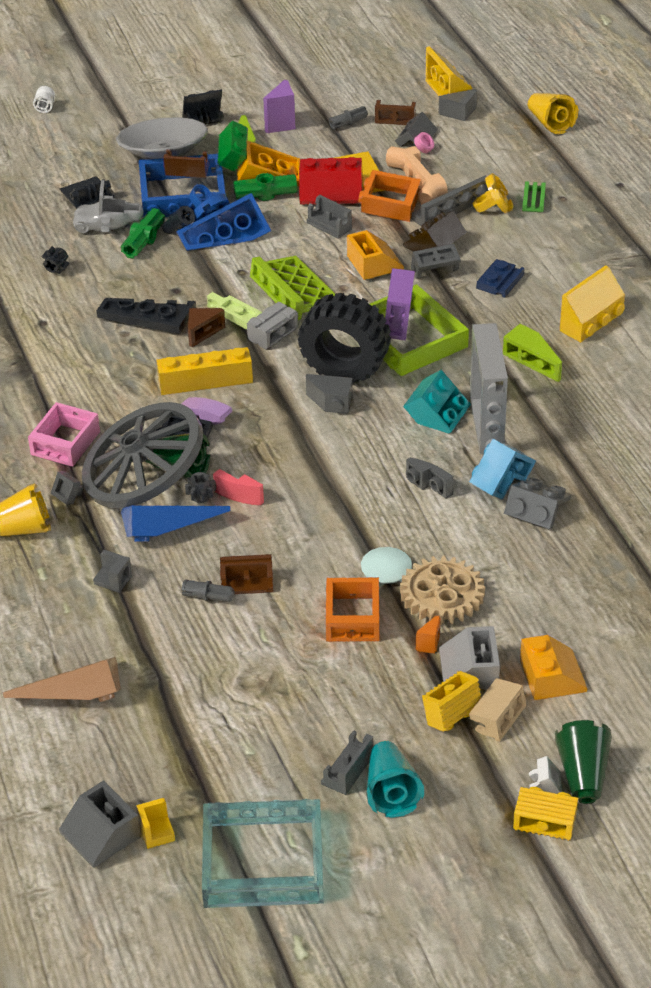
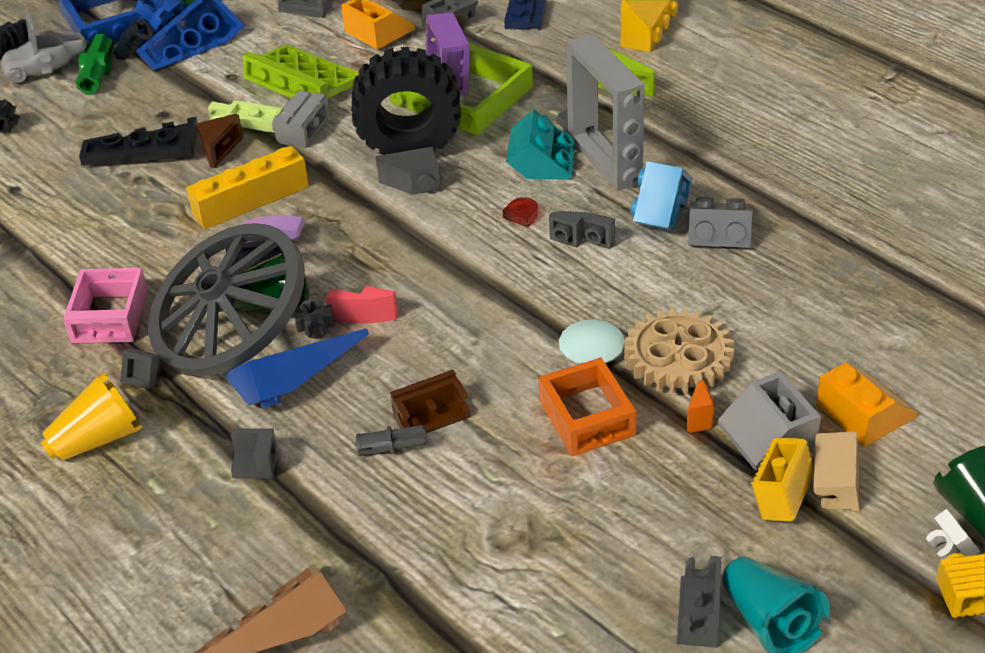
camera: 20 degrees left, 0 degrees up
(396, 449) = (521, 211): none -> clear red tile

